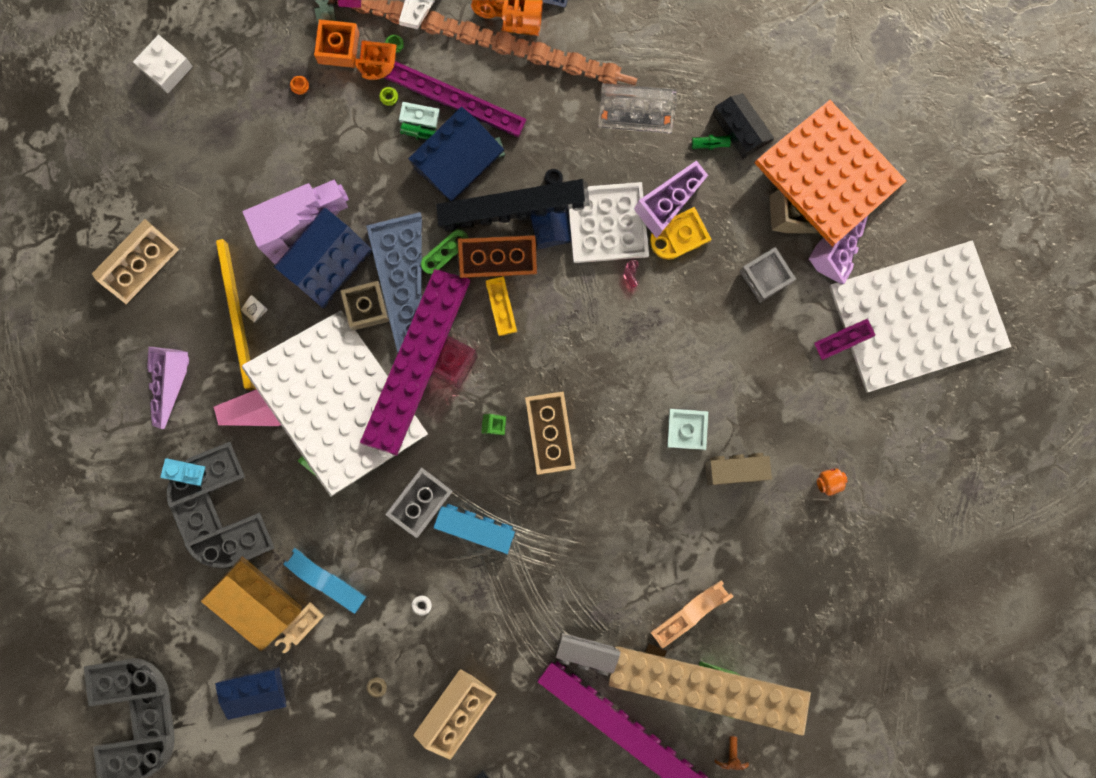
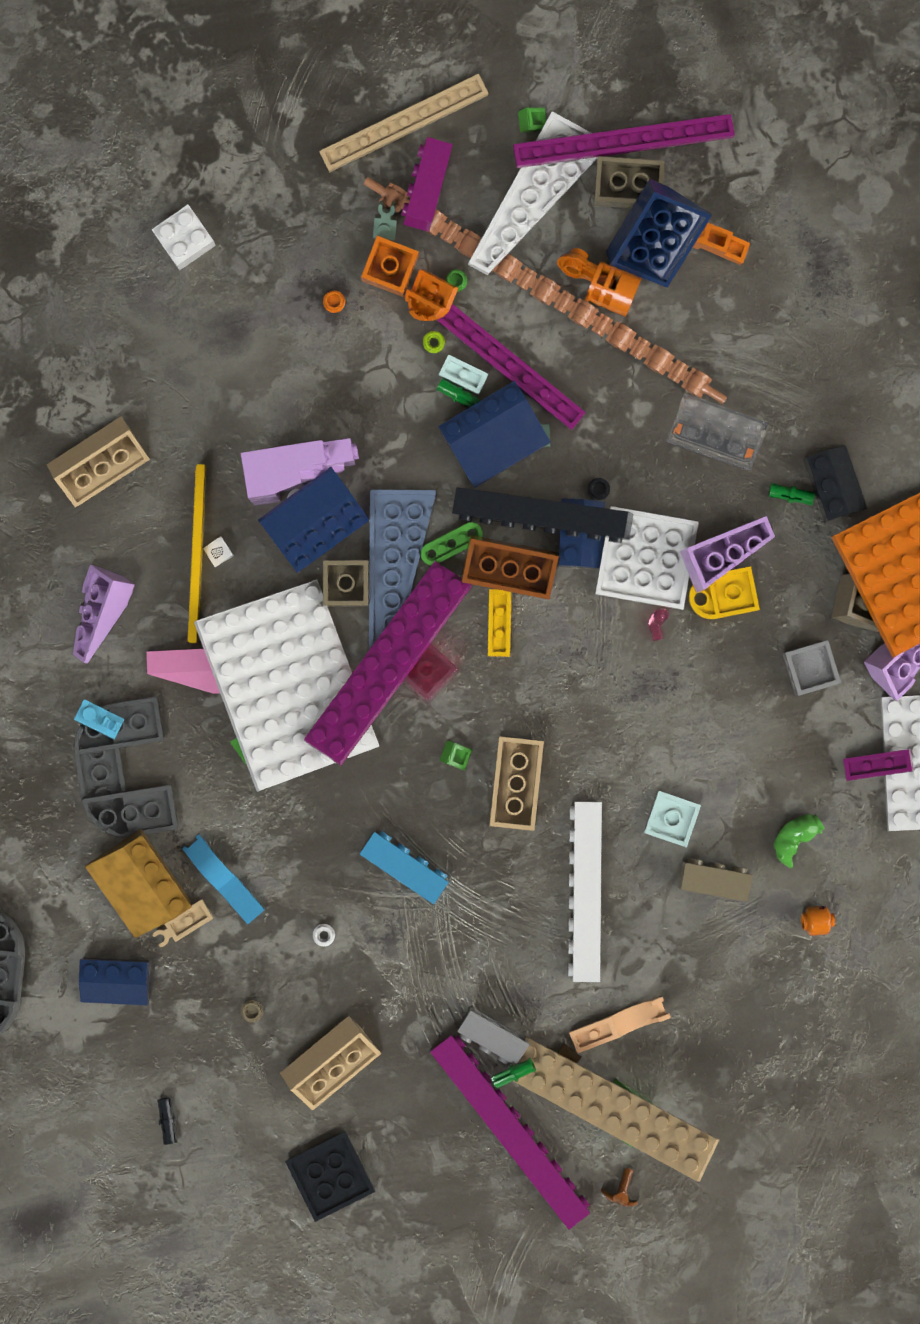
camera: 20 degrees right, 5 degrees up
(418, 502) = (350, 821): light grey slope -> none
(613, 680) = (513, 1073): none -> green axle
(633, 509) = (586, 891): none -> white brick
(795, 410) = (798, 830): none -> bright green animal

